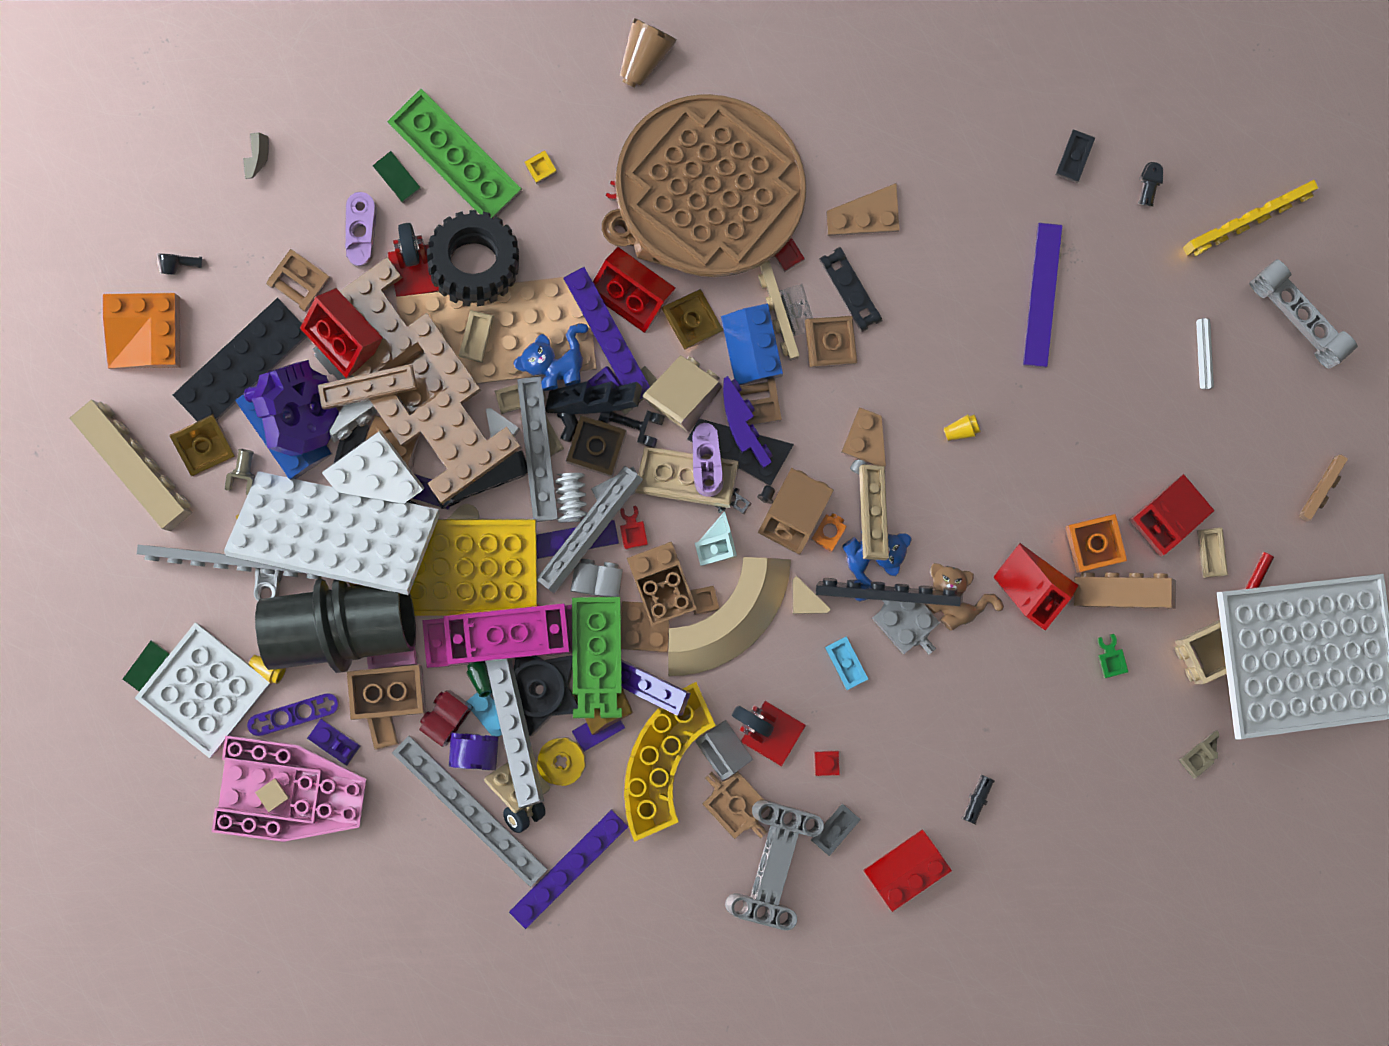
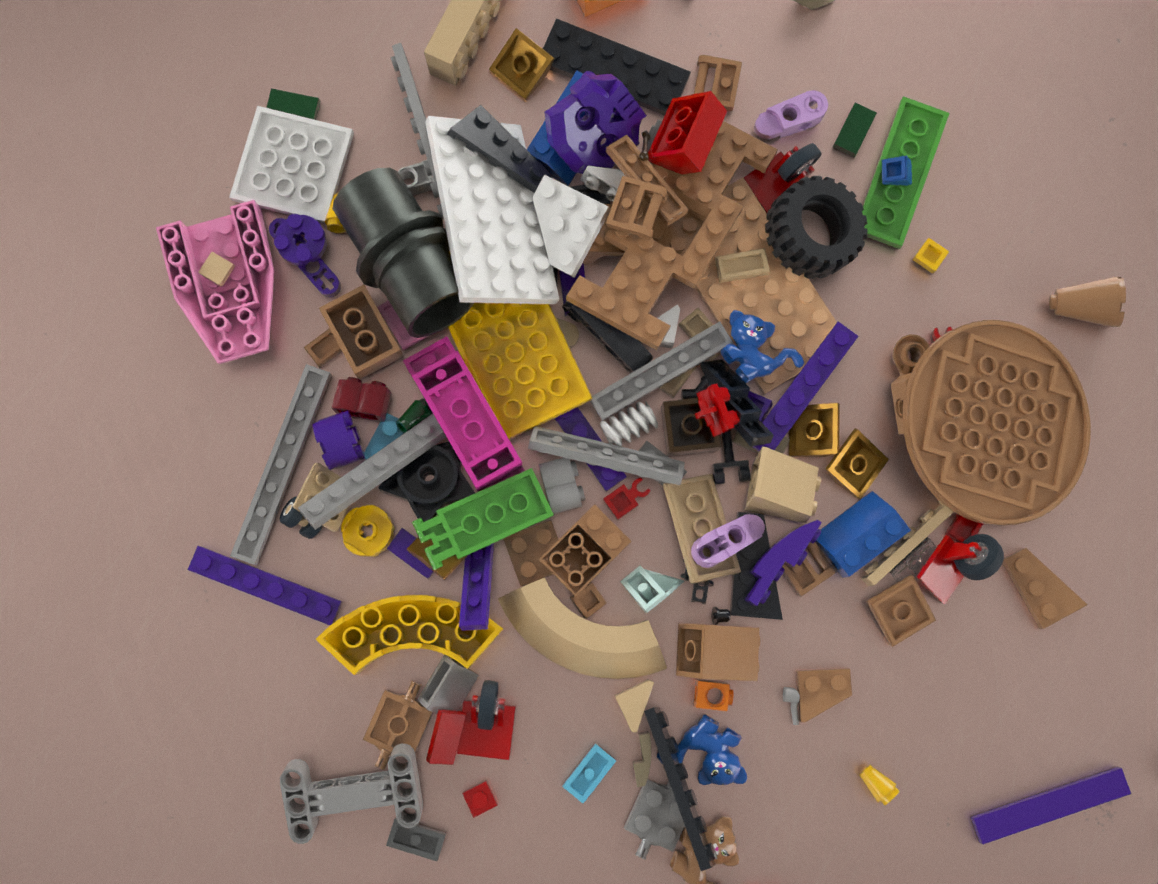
camera: 60 degrees right, 5 degrees down
(242, 470) = (514, 109): dark tan piece -> none
(268, 504) = (492, 140): none -> black wing
(291, 714) = (296, 226): none -> dark purple plate
(333, 742) = (295, 306): dark purple plate -> none
(344, 379) = (644, 155): none -> dark brown hinge
(385, 414) = (628, 204): none -> medium nougat plate
(453, 161) = (897, 171): none -> blue slope
(594, 421) = (714, 410): none -> red hips
(632, 289) = (861, 389): red slope -> none
(649, 341) = (816, 431): none -> pearl gold slope
(763, 769) = (445, 737): none -> red tile
(811, 277) = (974, 558): none -> plate
(850, 289) = (958, 611): black plate -> none
(861, 617) = (642, 767): none -> dark tan slope
(873, 512) = (753, 733): tan tile -> none

